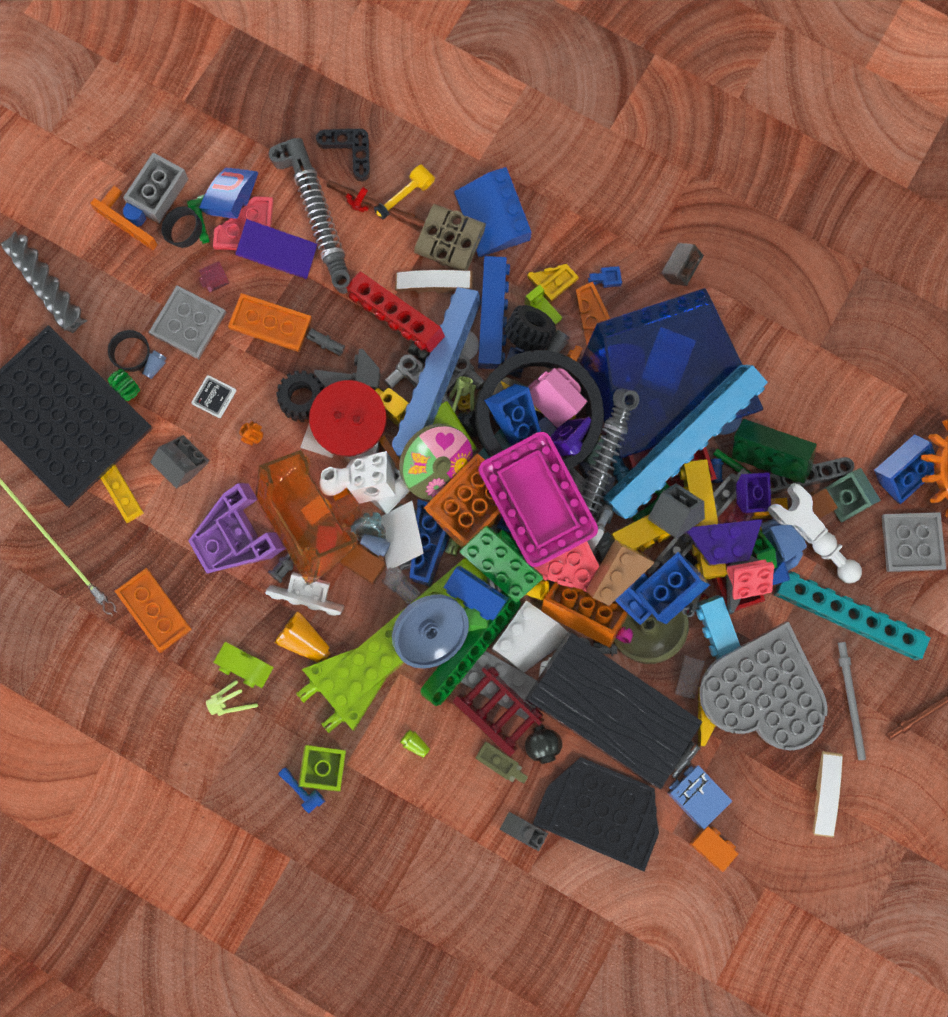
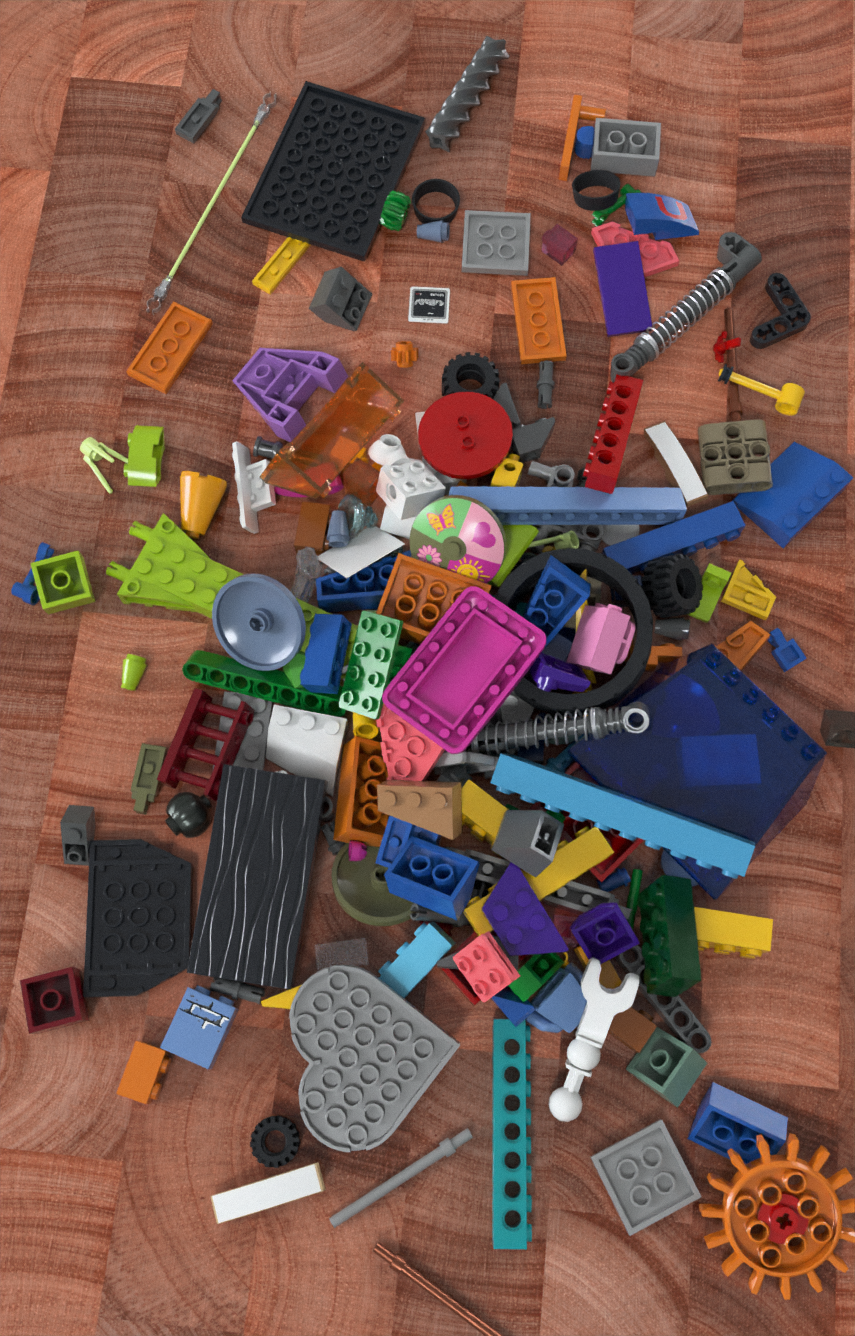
camera: 70 degrees right, 5 degrees down
(639, 892) = (54, 1000): none -> dark red brick
(788, 407) = (733, 933): none -> yellow brick
(808, 775) = (259, 1147): none -> black tyre

